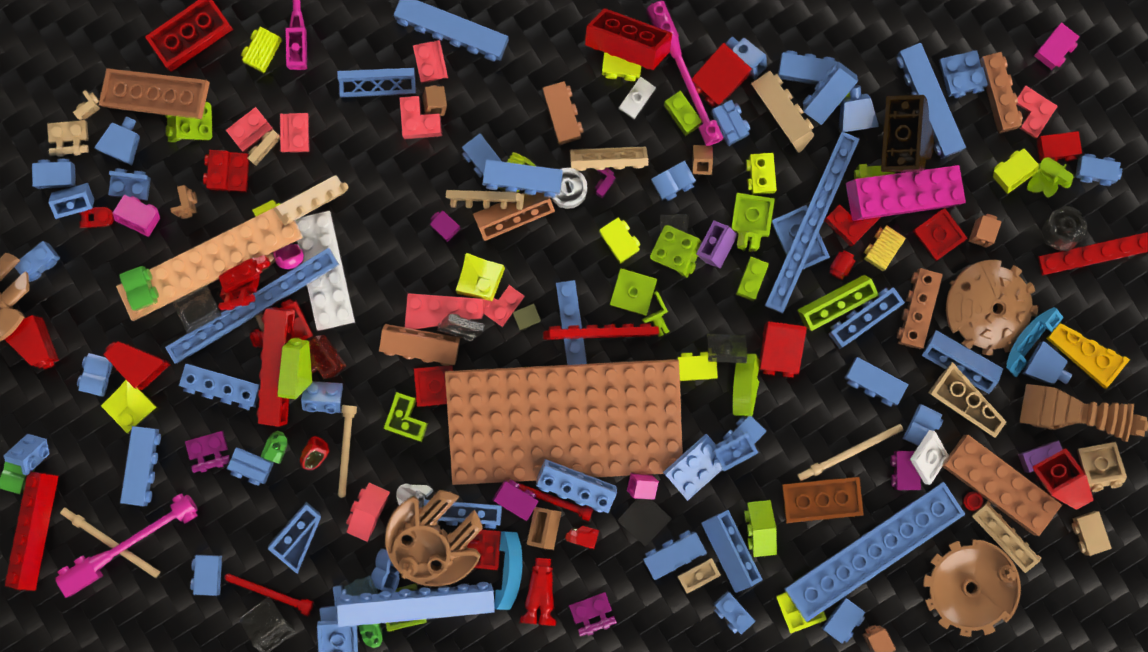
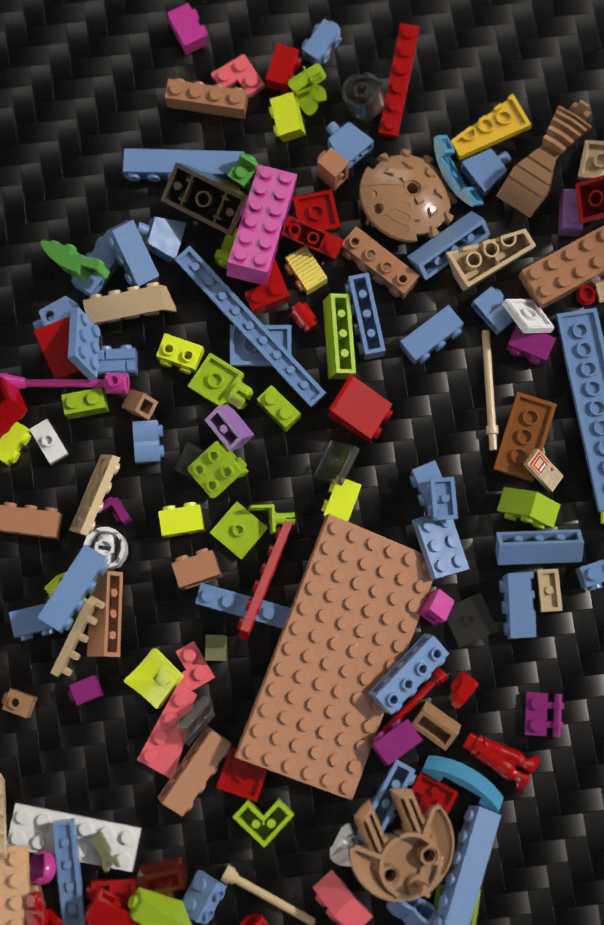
camera: 65 degrees left, 5 degrees down
(324, 299) = (103, 850): none -> olive bar
(410, 175) = (19, 703): none -> medium nougat brick
(584, 271) = (196, 569): none -> nougat piece
(731, 89) = (83, 343): none -> medium blue plate
(745, 386) = (382, 461): lime slope -> none
(799, 46) = (73, 262): none -> bright green slope
(800, 527) = (543, 470): none -> tan tile
(914, 241) = (312, 237): none -> red slope
(947, 154) = (243, 170): none -> bright green bracket
(963, 74) = (173, 125): medium blue plate -> none
(1016, 234) = (349, 142): none -> medium blue torso

